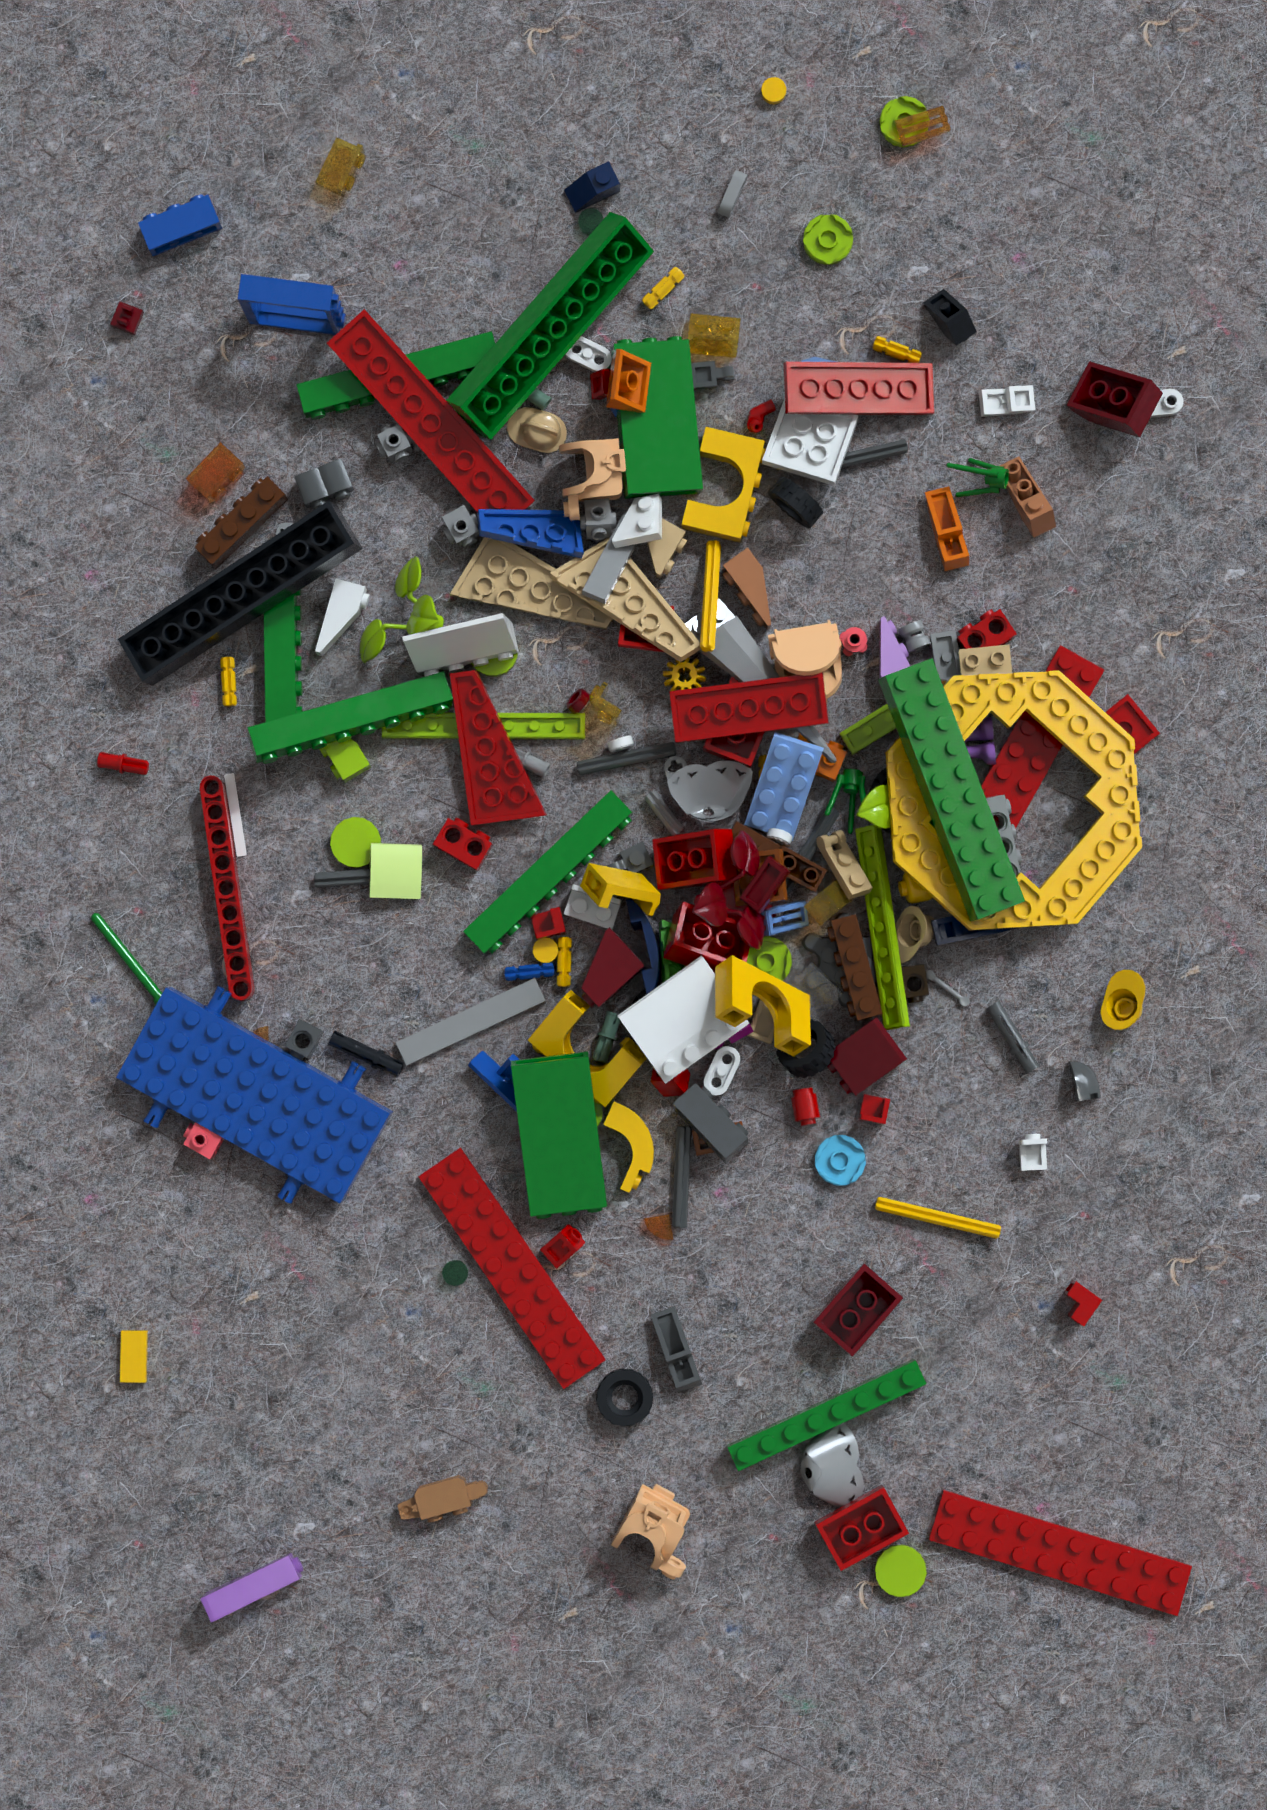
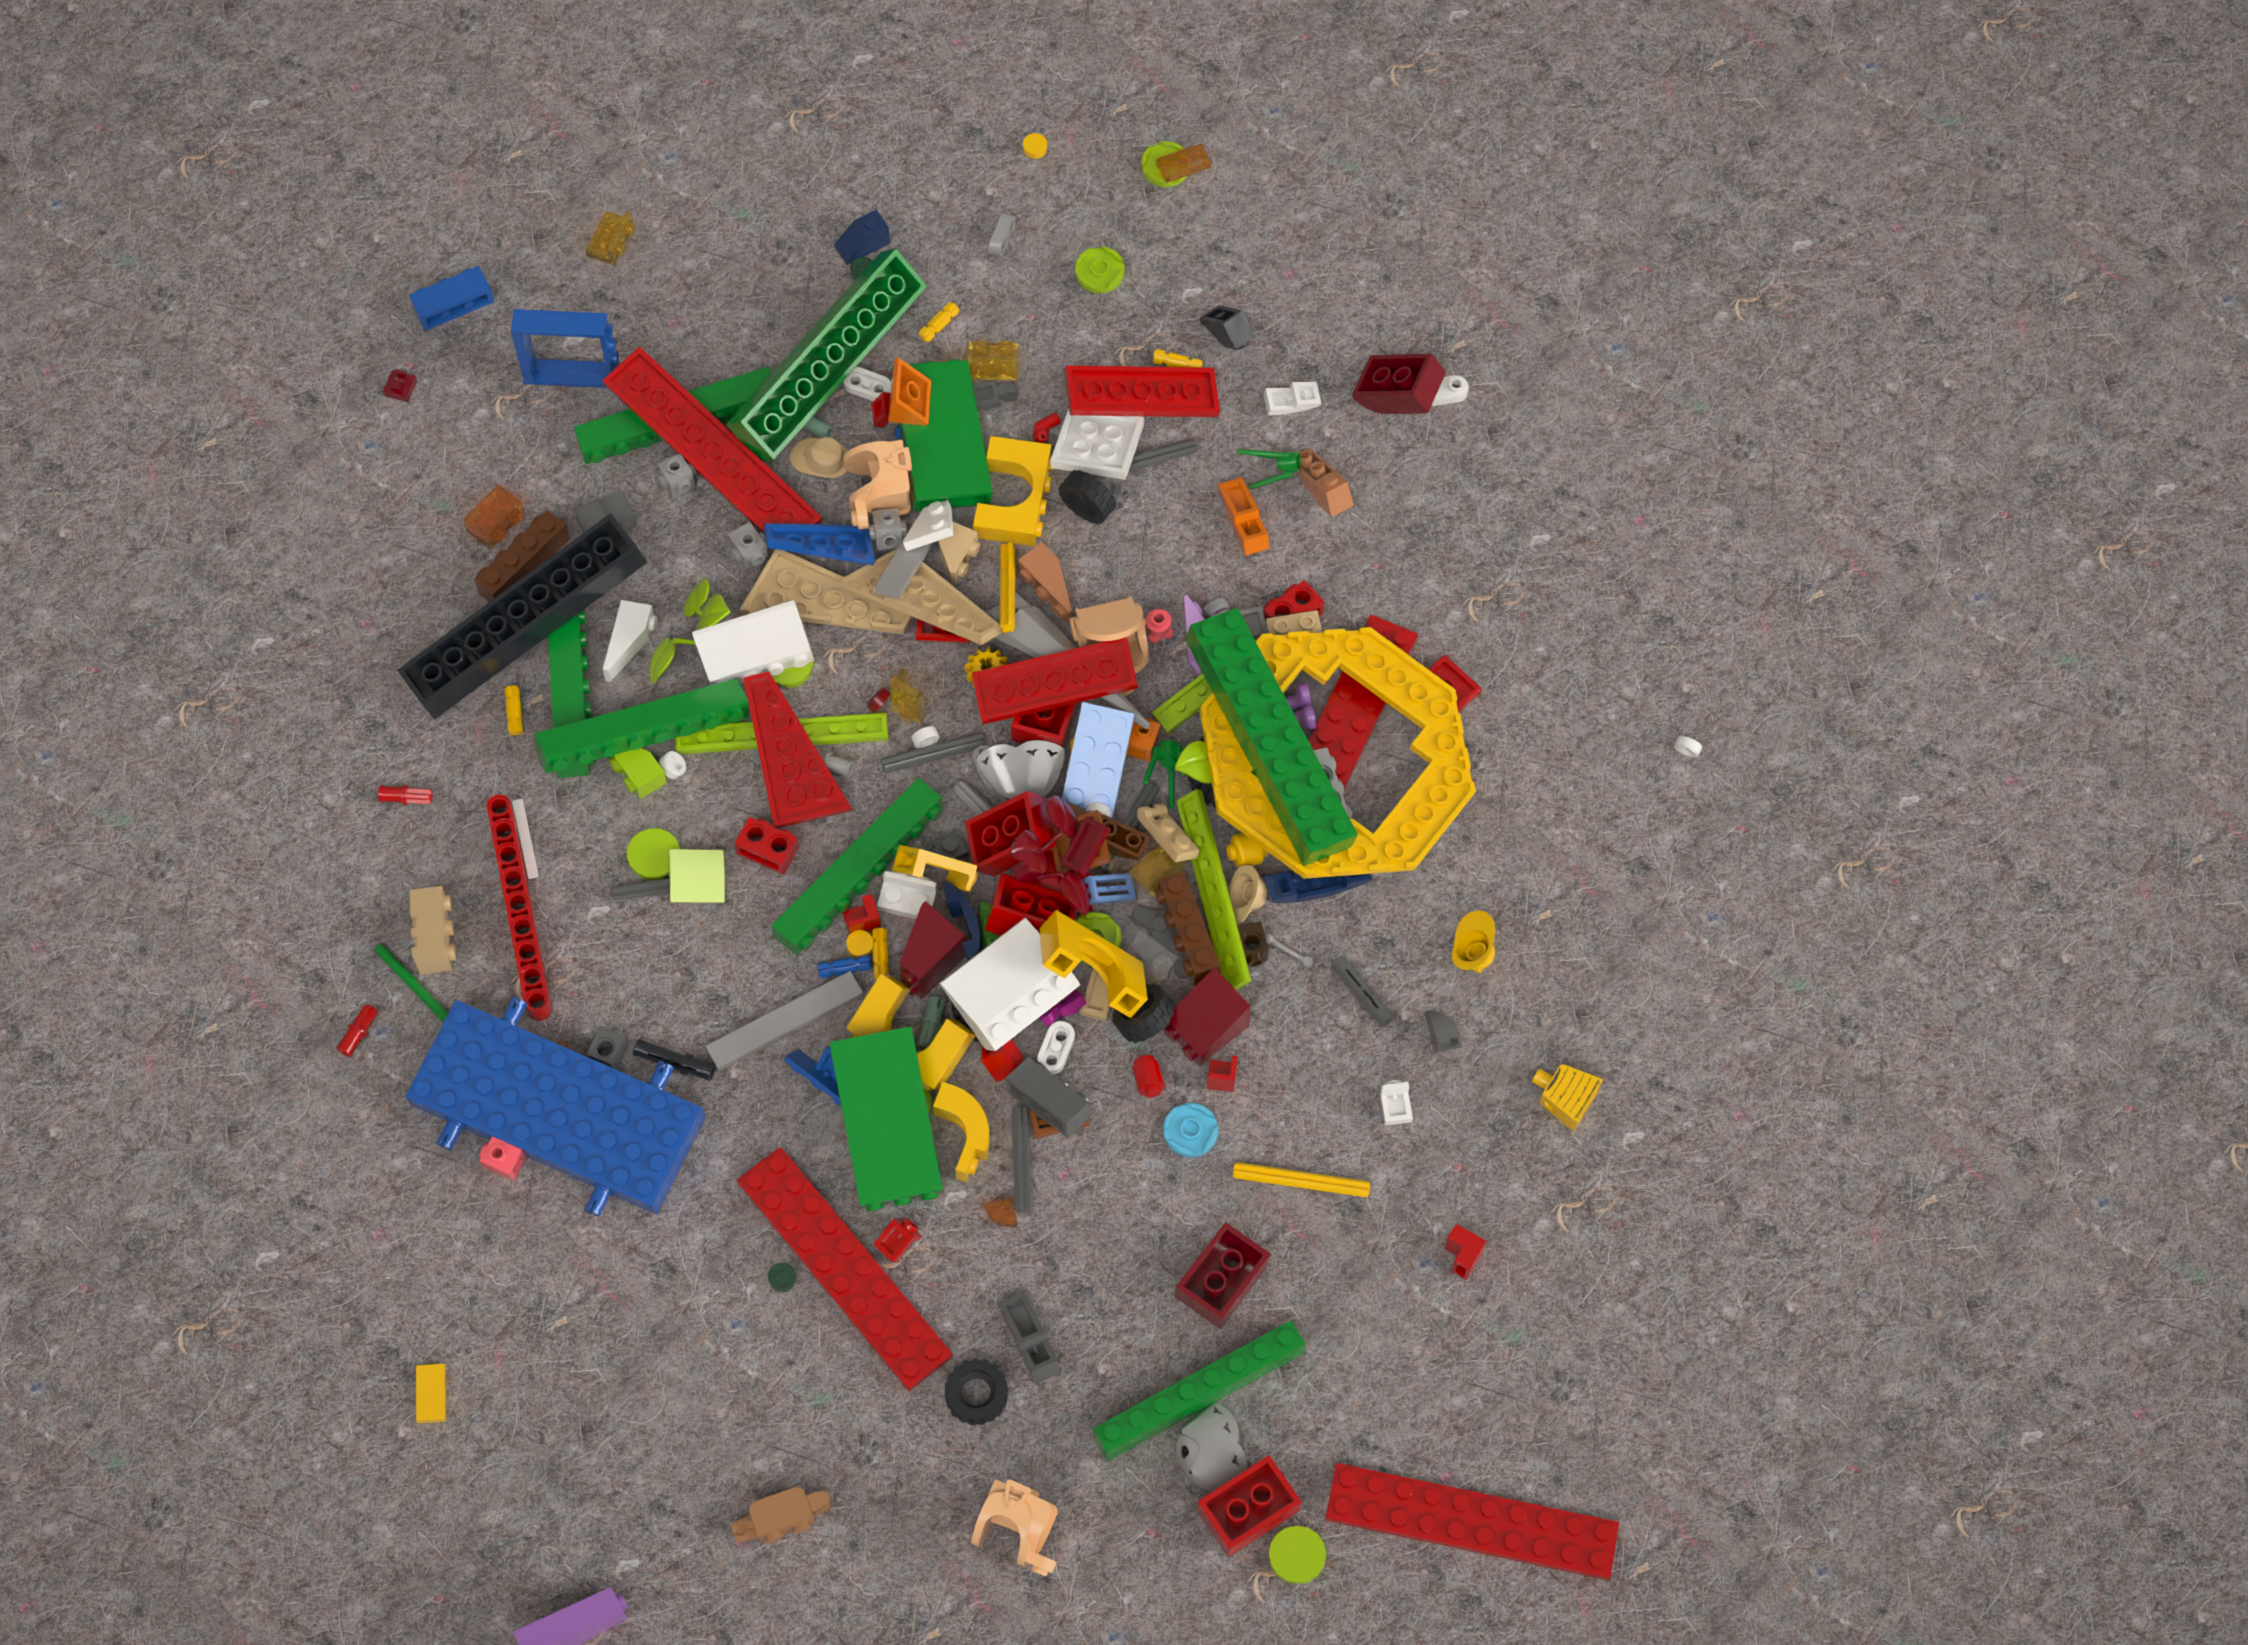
camera: 10 degrees left, 20 degrees down
(73, 1000) = (357, 1030): none -> red axle
(144, 906) = (432, 930): none -> tan wedge
(377, 753) = (672, 764): none -> white tile
(1193, 1155) = (1567, 1093): none -> yellow torso

